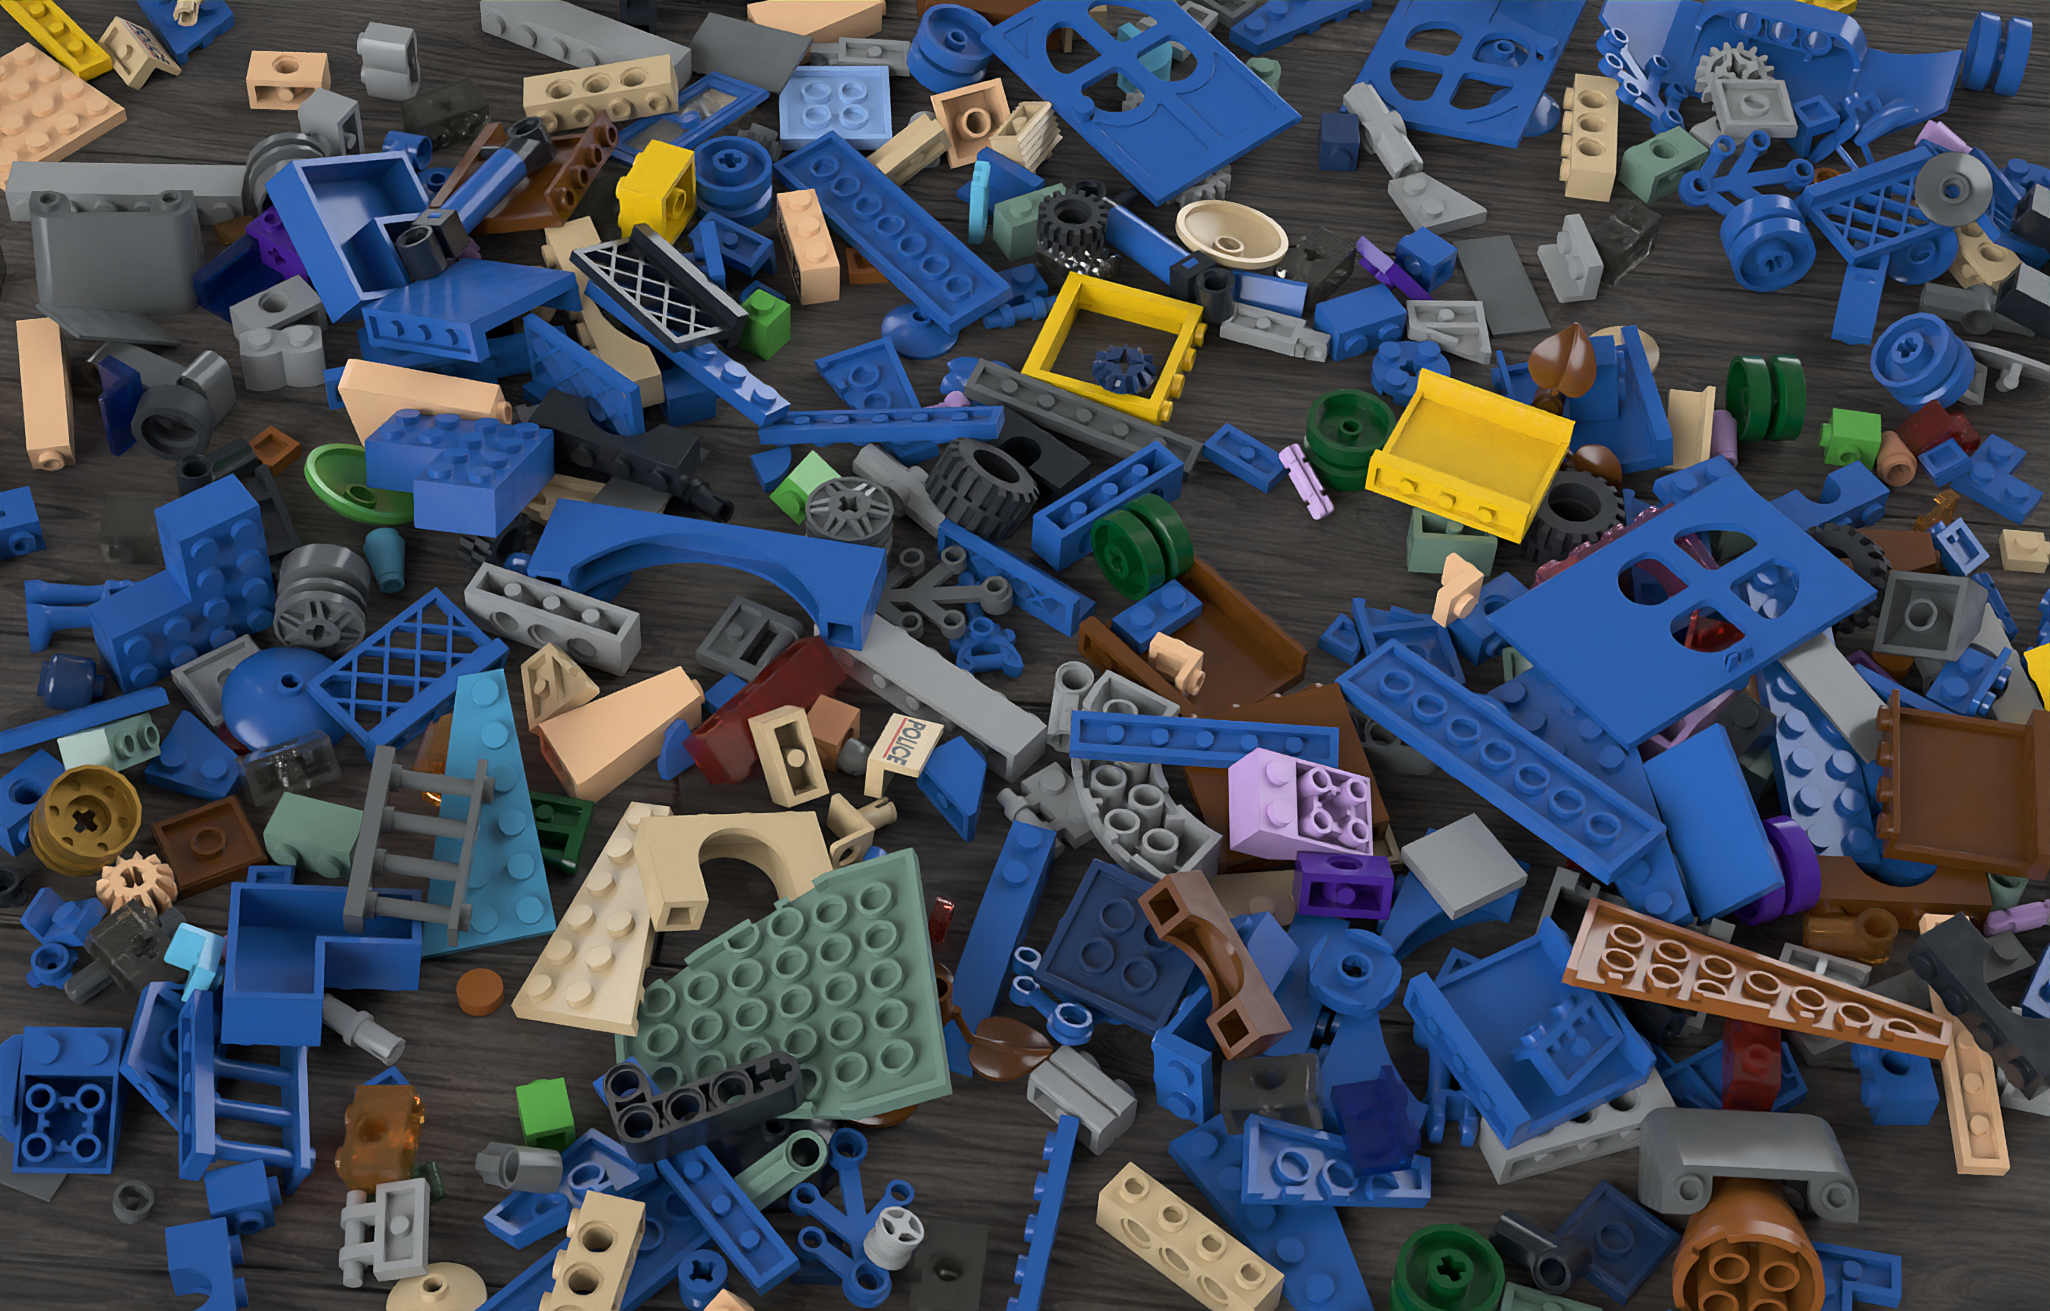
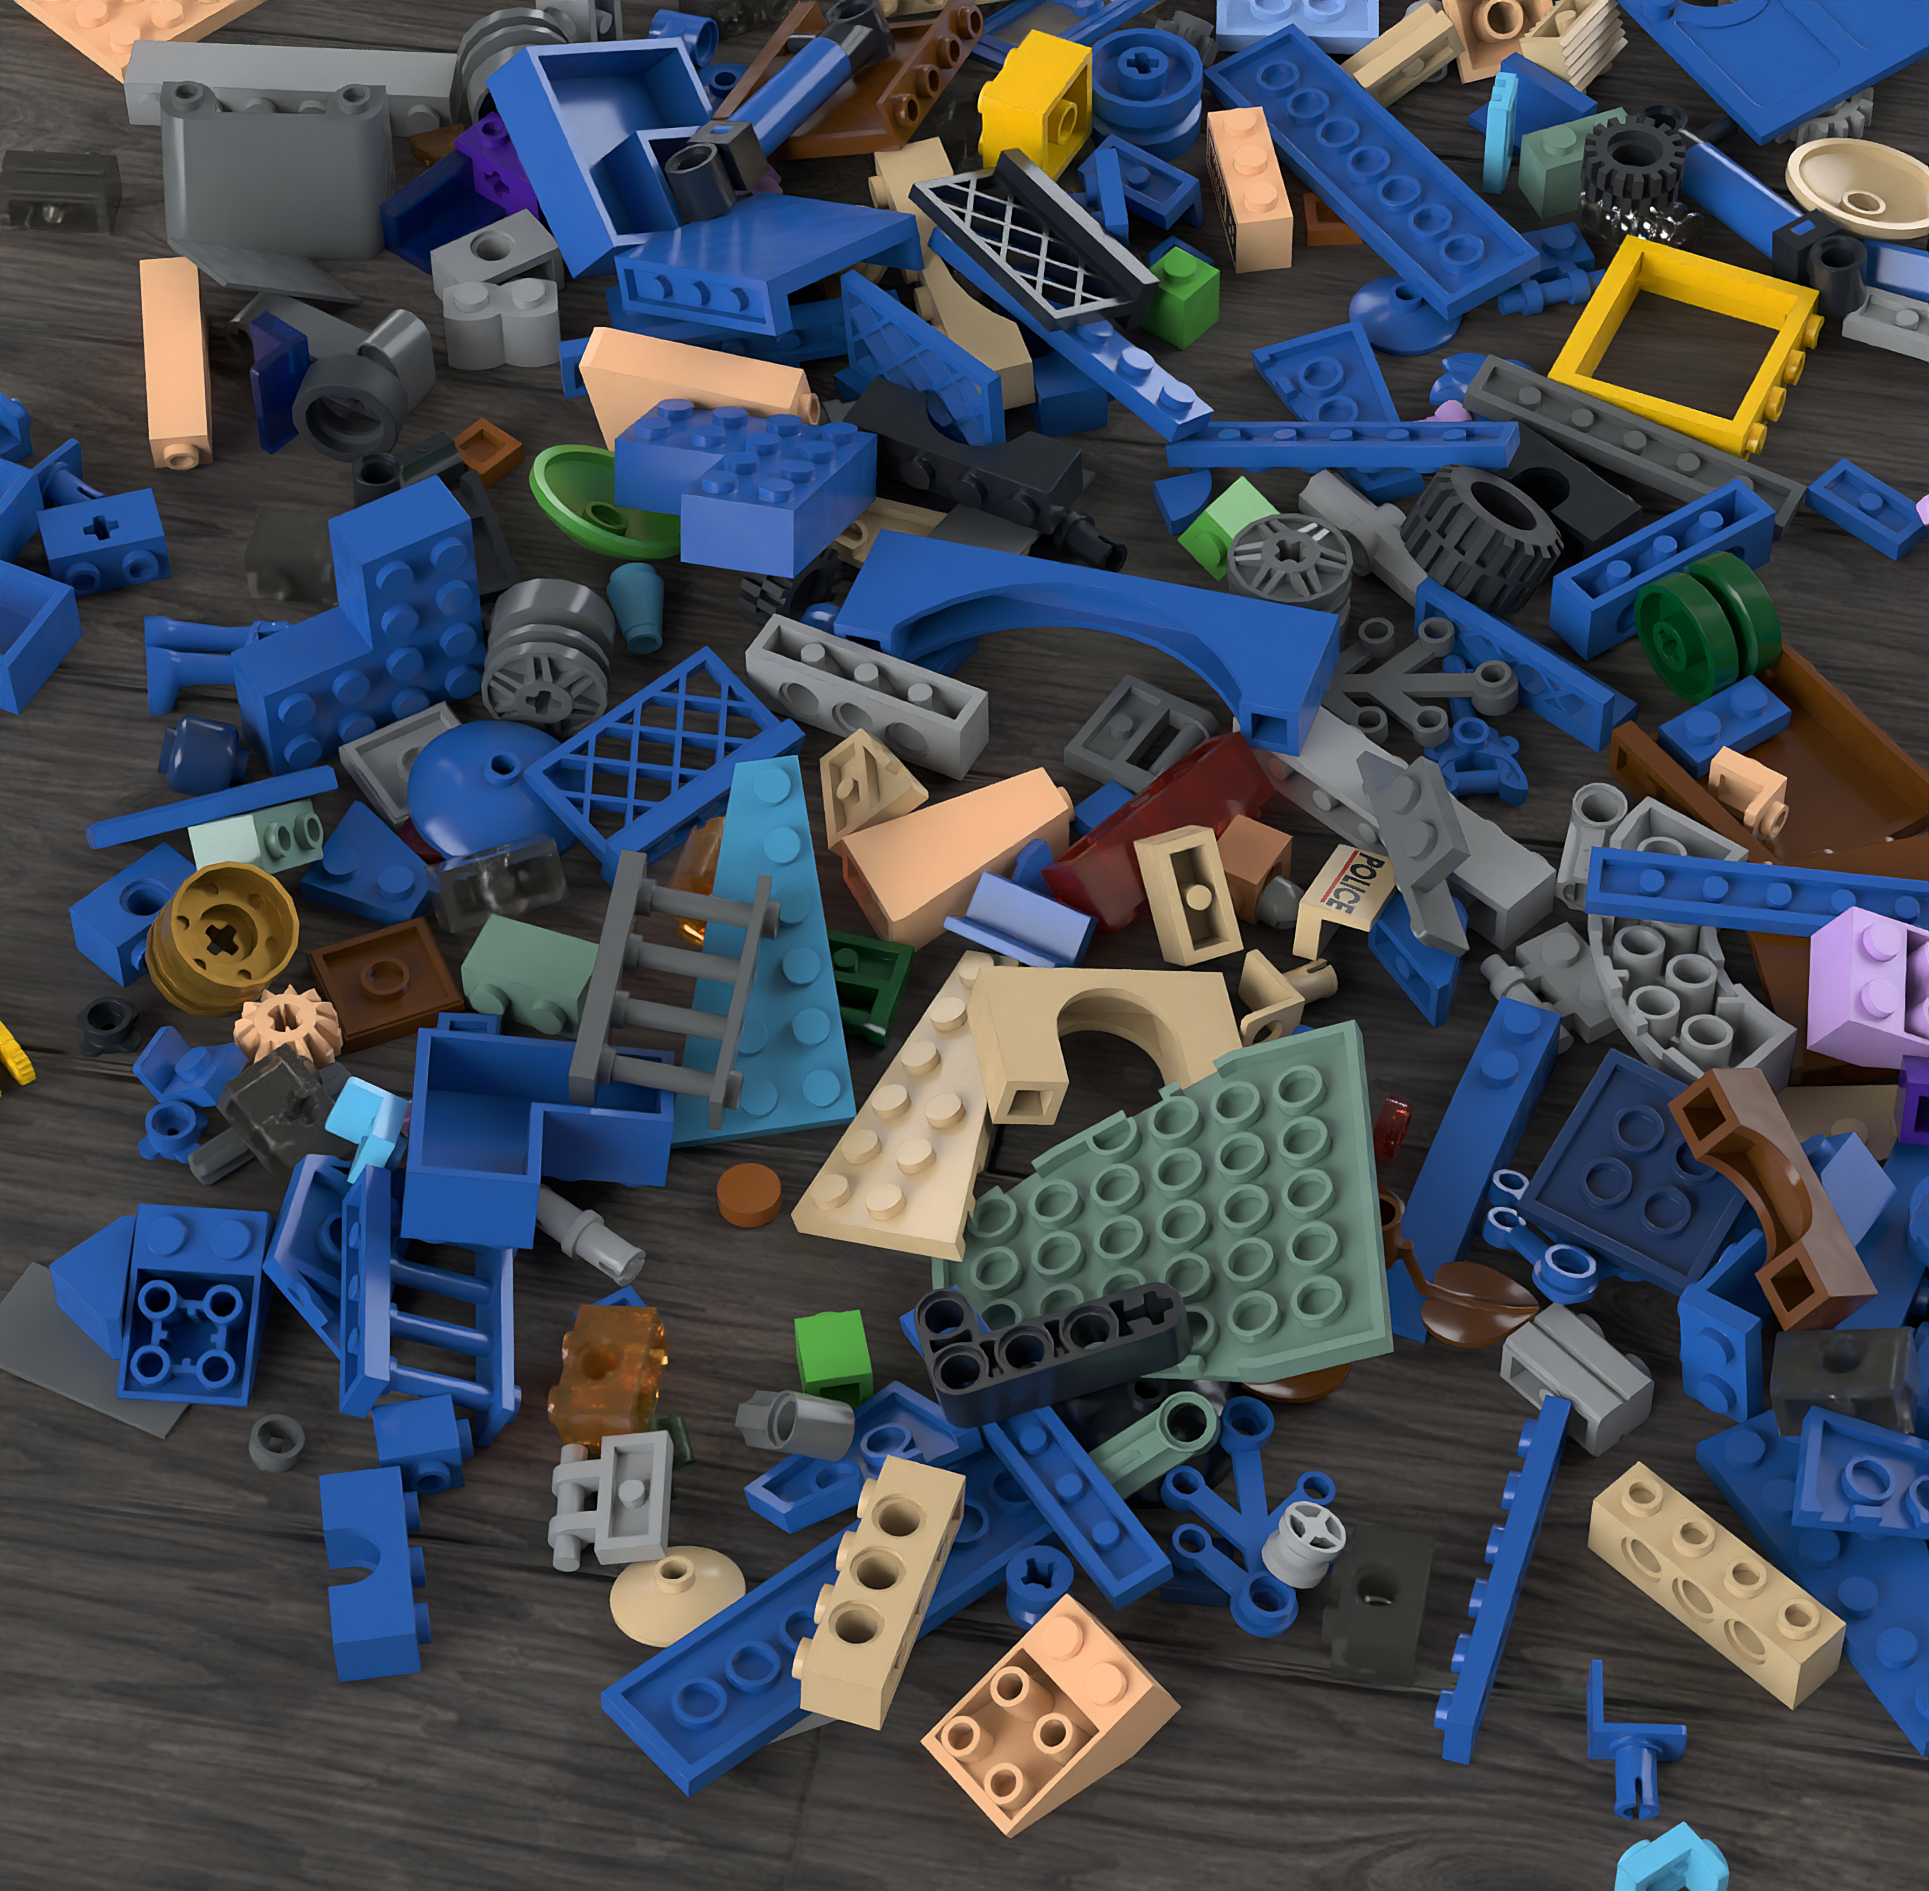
camera: 10 degrees right, 0 degrees up
(672, 782) = (1025, 924): none -> panel
(952, 711) = (1422, 843): none -> dark grey bracket
(1109, 374) = (1675, 385): dark blue gear -> none

